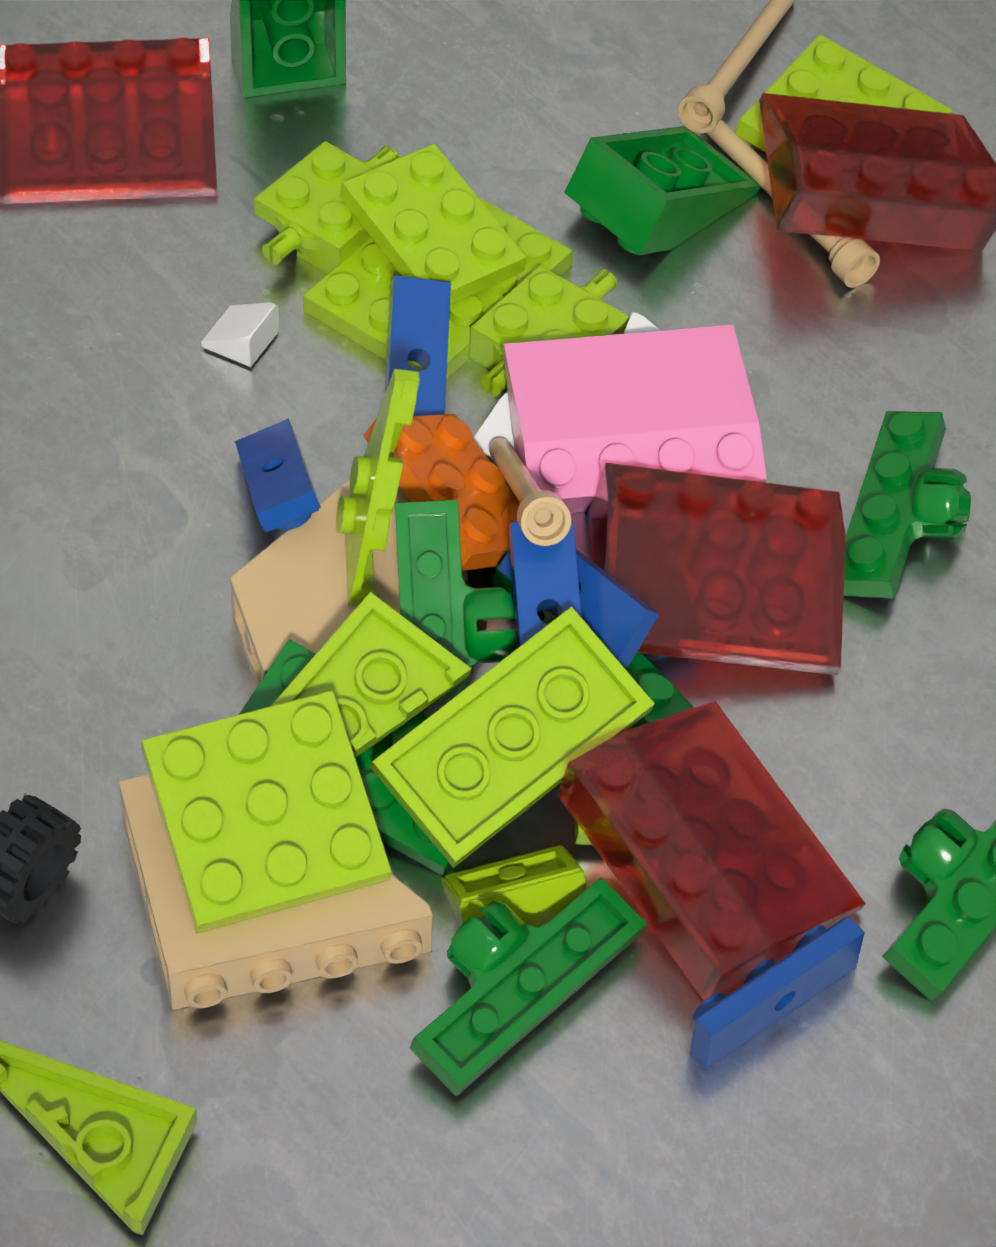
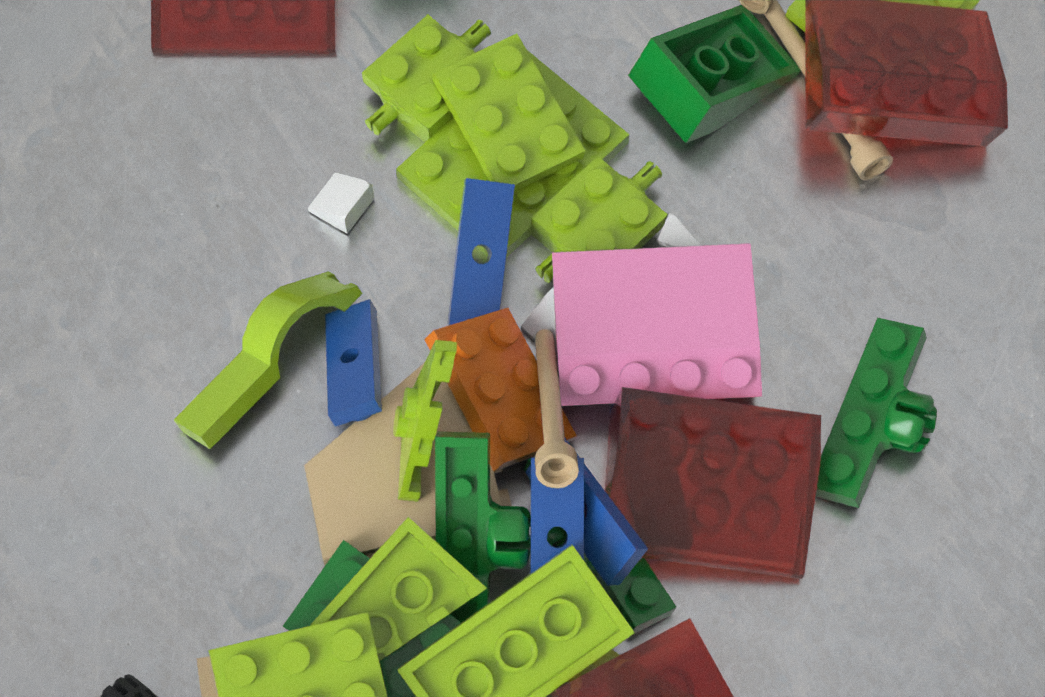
camera: 10 degrees right, 15 degrees up
(160, 486) = (256, 366): none -> lime piece

